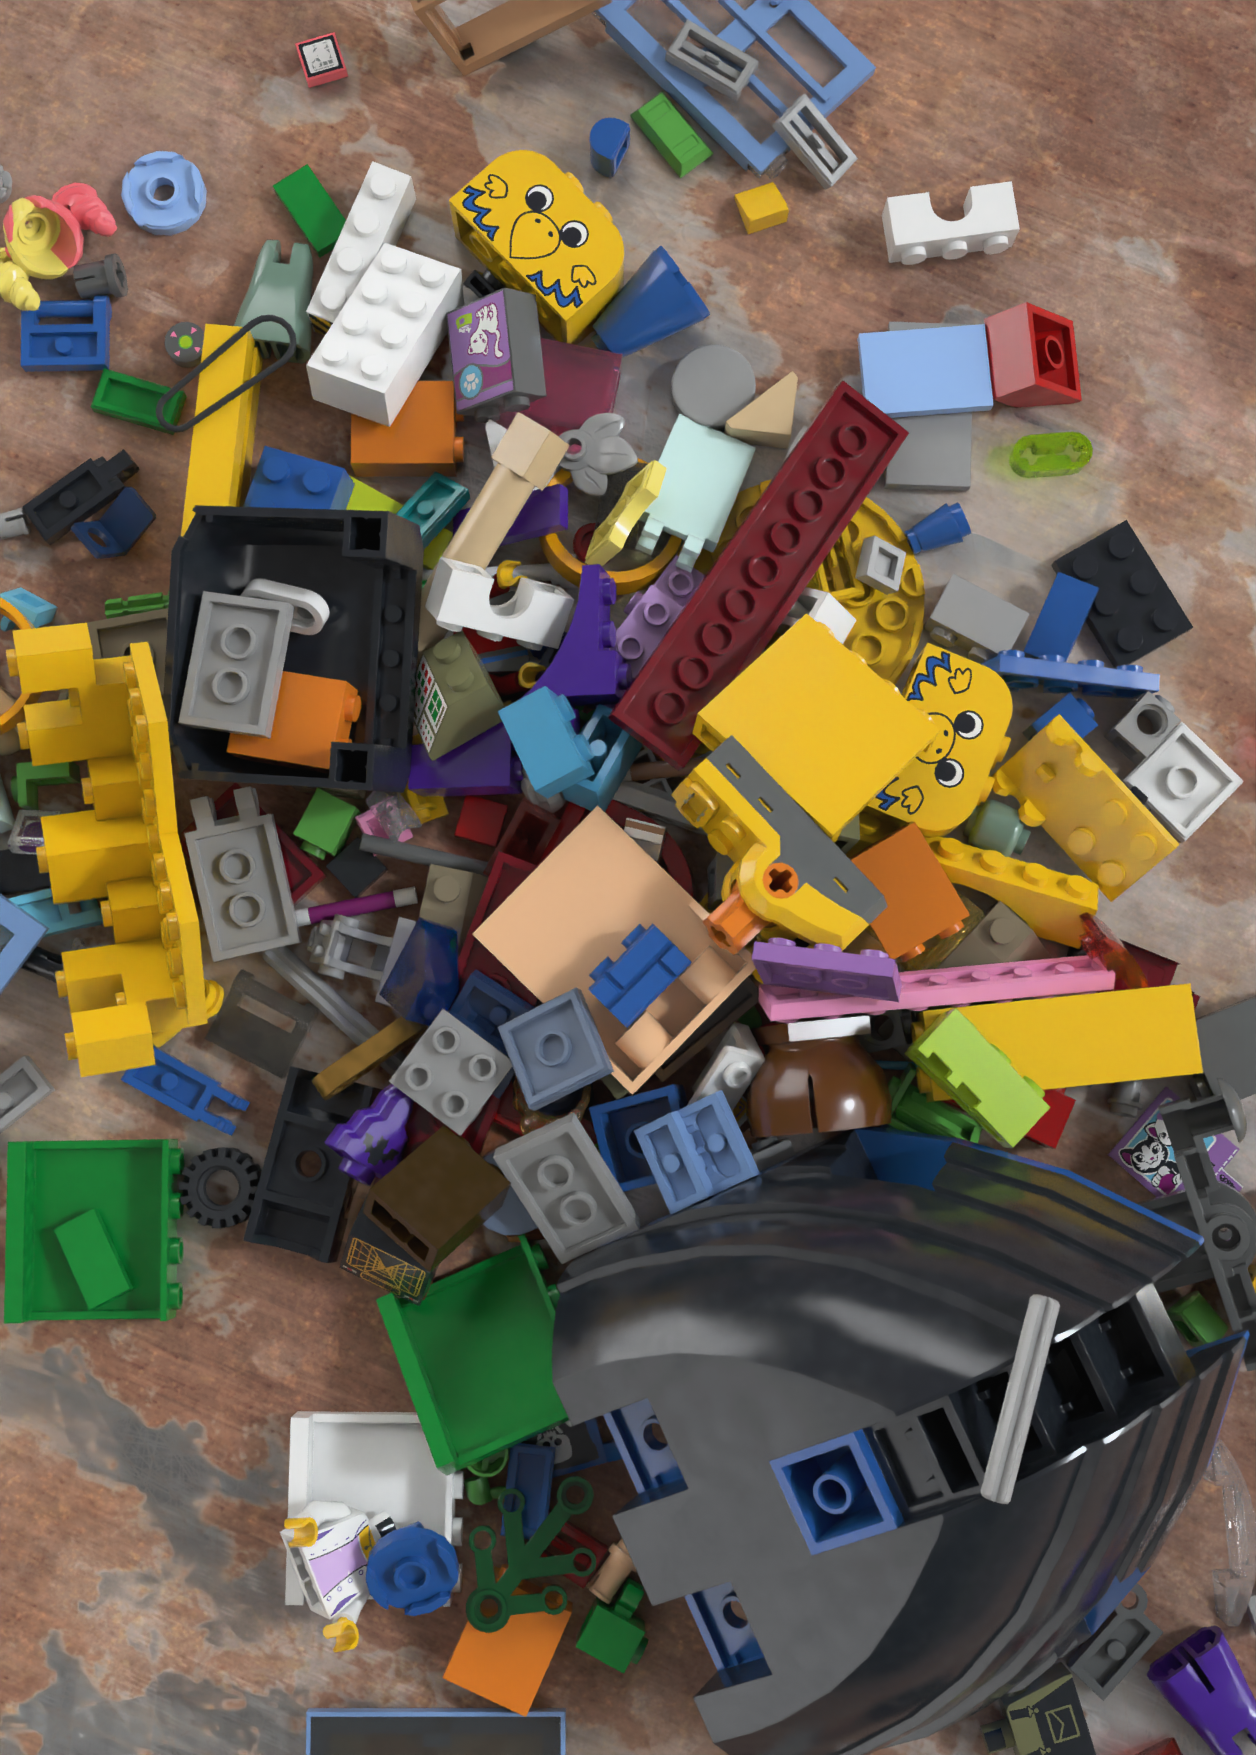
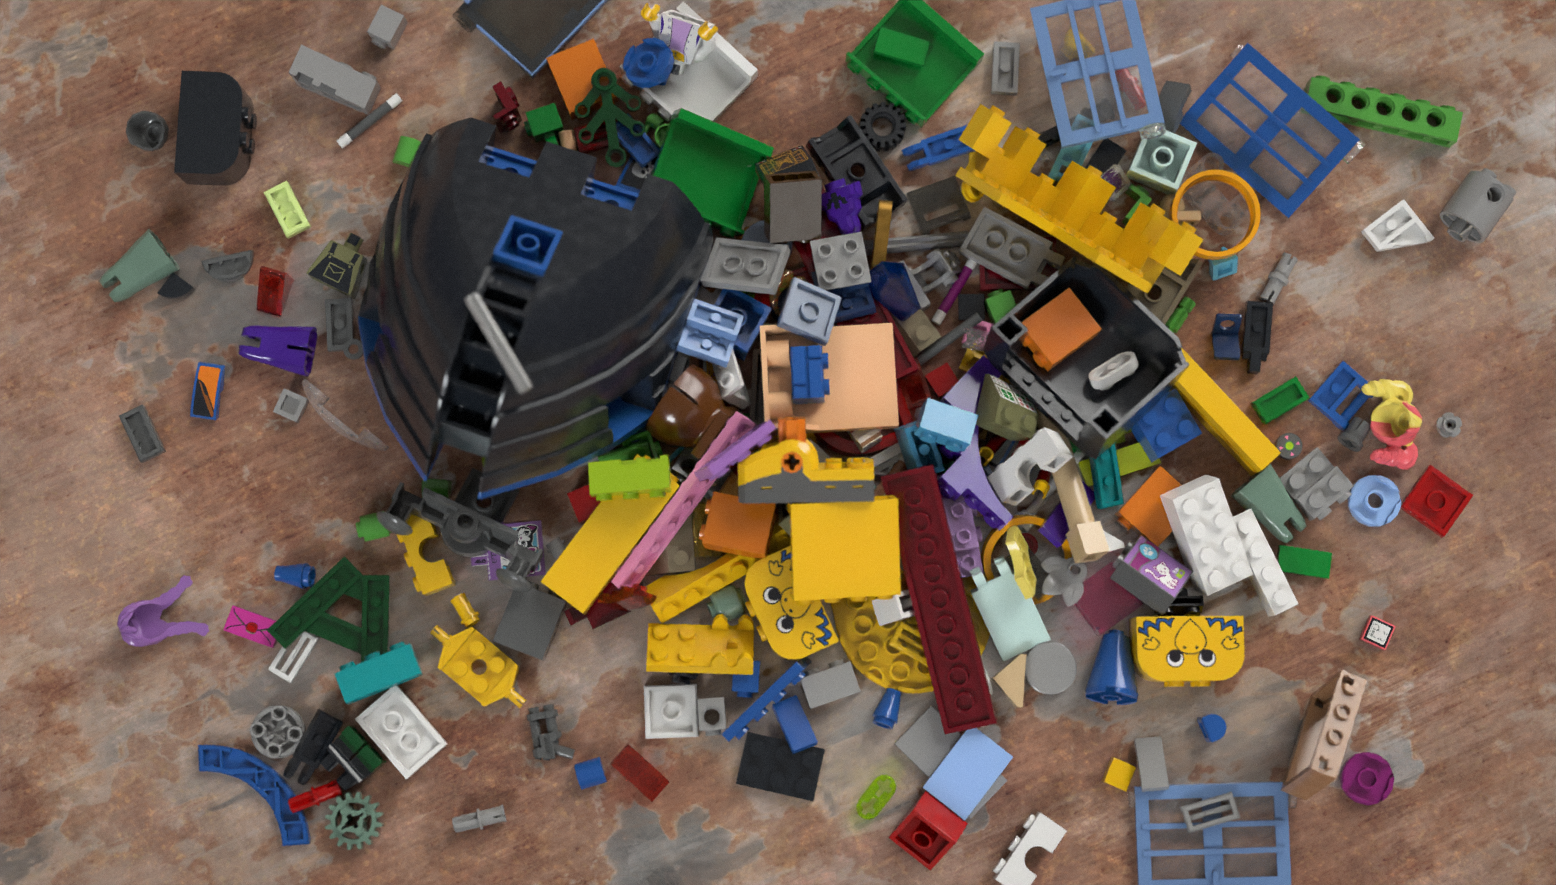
camera: 135 degrees right, 0 degrees up
(99, 123) = (1436, 501): none -> red tile
(205, 271) = (1316, 485): none -> light grey plate
(236, 664) = (1103, 323): light grey plate -> none
(263, 318) = (1260, 441): black piece -> none
(644, 1689) = (509, 117): none -> dark red bracket
(671, 134) = (1193, 766): bright green tile -> none
(716, 175) = (1151, 764): none -> light grey tile
(824, 176) = (1149, 825): light grey tile -> none
(880, 565) = (894, 662): light grey plate -> none

